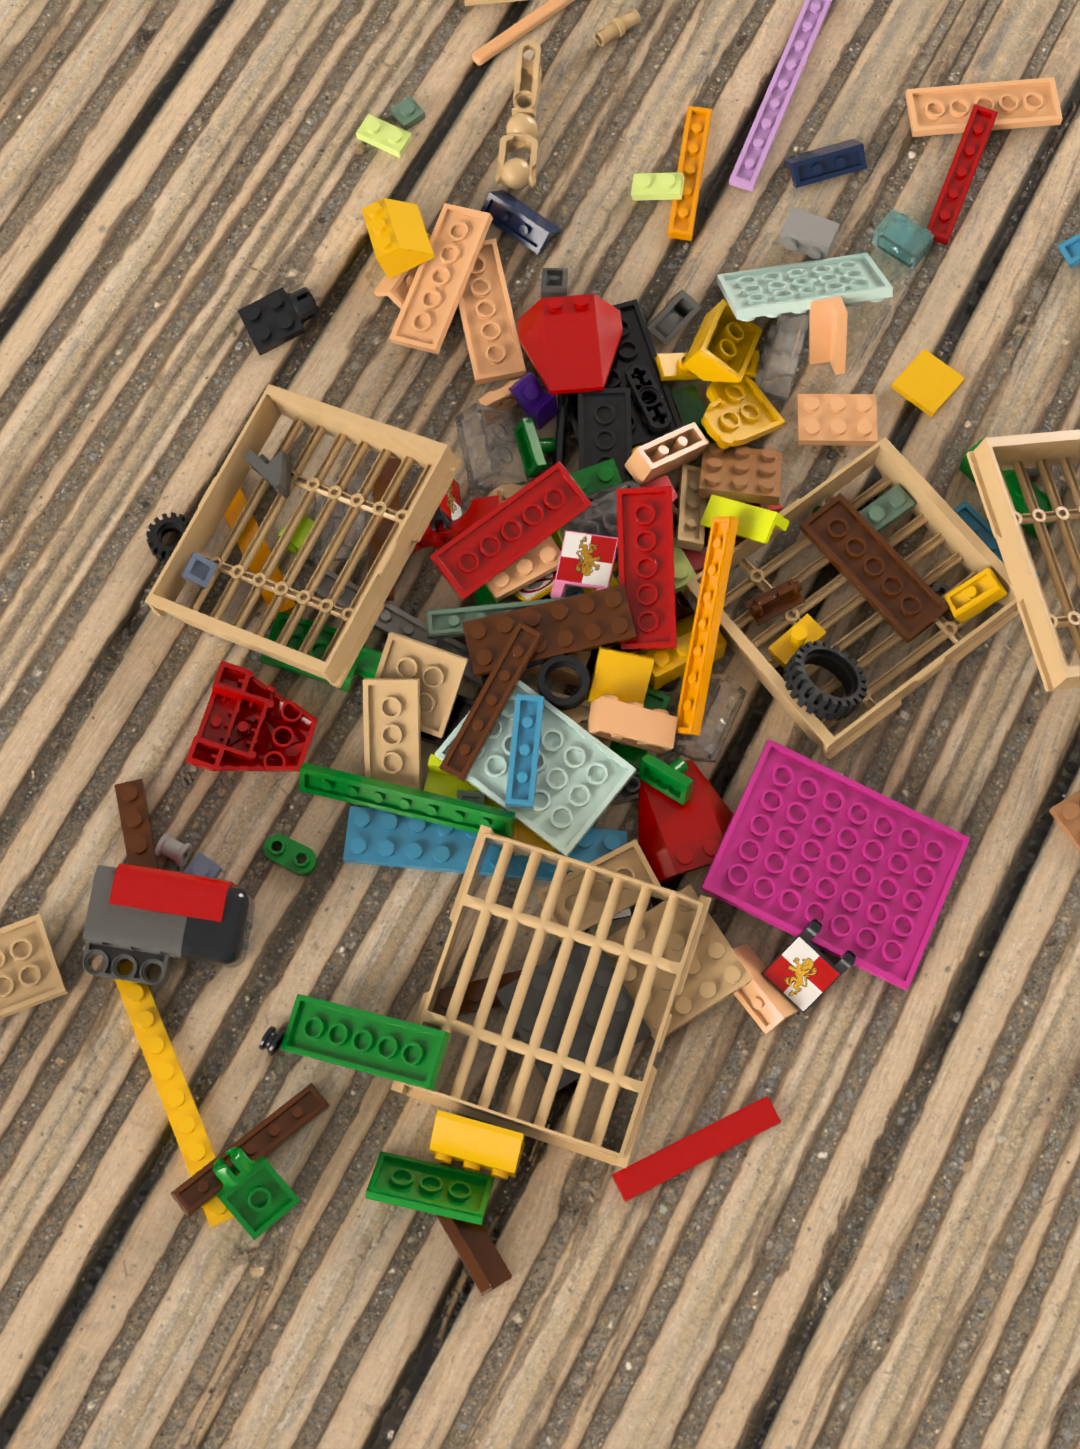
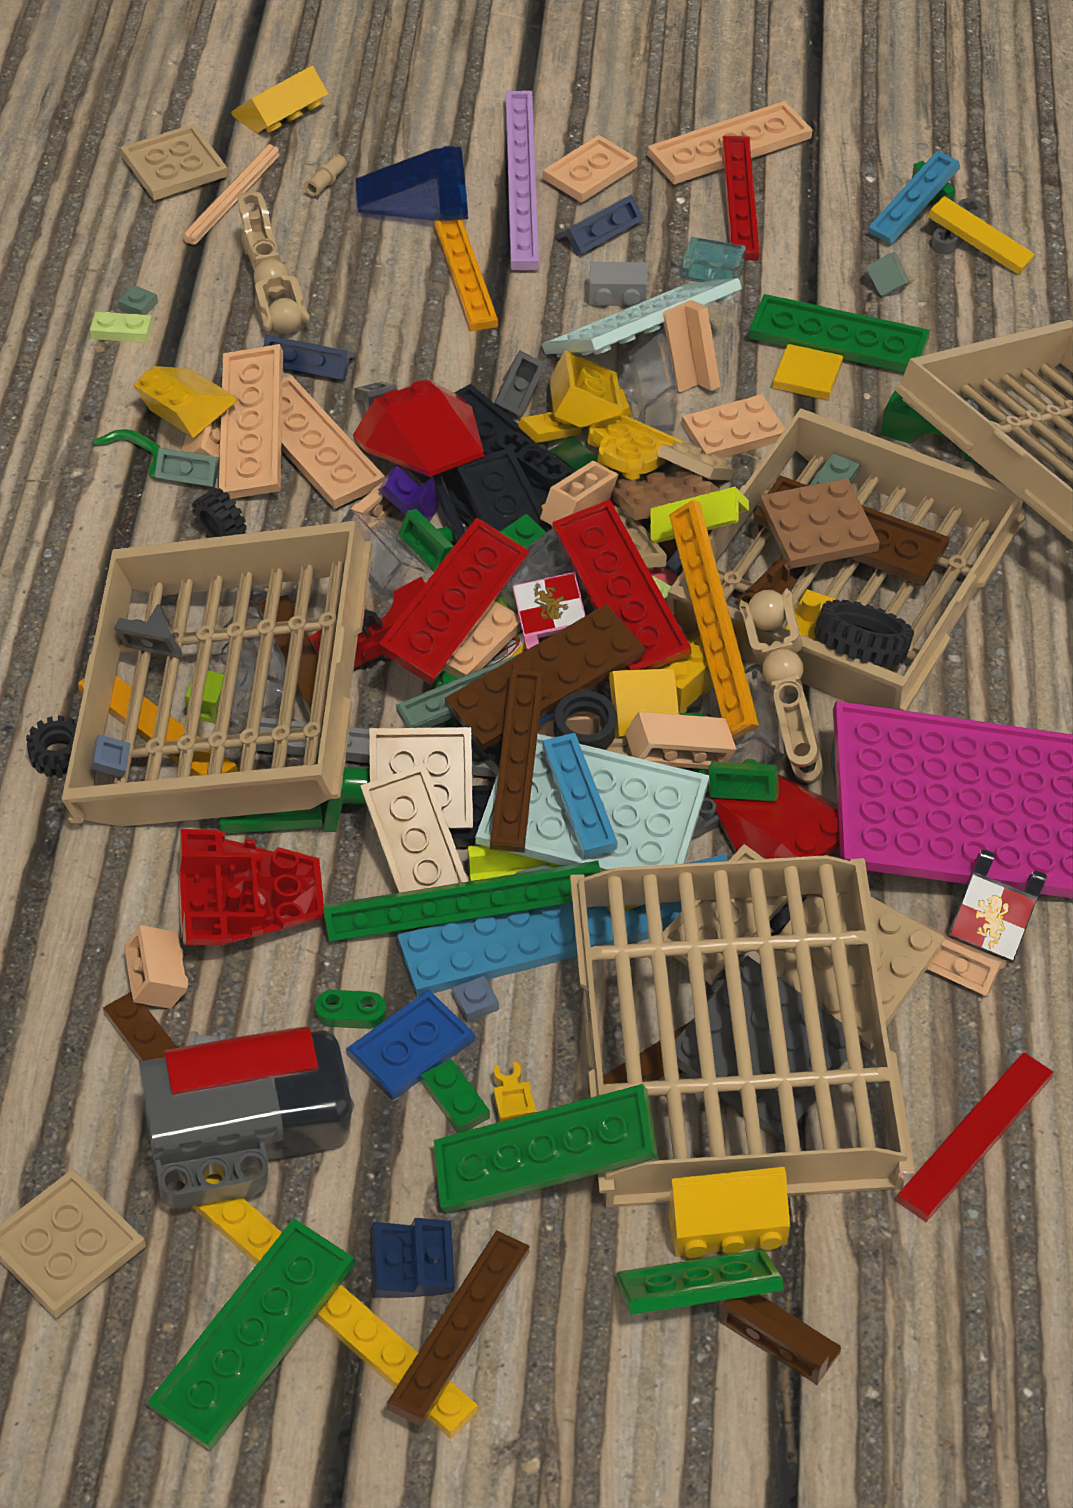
camera: 25 degrees left, 20 degrees down
(106, 1096) = (251, 1334): none -> green plate
(162, 768) = (155, 967): none -> light nougat brick
(244, 1079) = (412, 1259): none -> dark blue slope
(253, 1191) = (487, 1364): green plate -> none
(271, 1040) = (426, 1202): black bush -> none
(278, 317) = (82, 510): black plate -> none
(320, 902) = (410, 1044): none -> blue tile
(332, 959) = (455, 1096): none -> green plate
(352, 260) = (135, 437): none -> green animal
(372, 981) = (511, 1096): none -> yellow plate
(375, 303) = (187, 467): none -> sand green plate
(375, 367) = (218, 514): none -> black tyre
(384, 882) = (475, 998): none -> sand blue plate
(657, 186) = (439, 288): yellowish green plate -> none
(686, 70) = (417, 188): none -> clear blue wedge
(740, 693) = (783, 672): none -> tan piece
(782, 449) = (691, 458): none -> tan plate
(846, 96) = (590, 168): none -> light nougat plate
(846, 555) = (819, 523): none -> medium nougat plate
(974, 353) = (838, 332): none -> green plate
(975, 595) = (970, 516): yellow slope -> none
(1048, 303) = (887, 273): none -> sand green panel

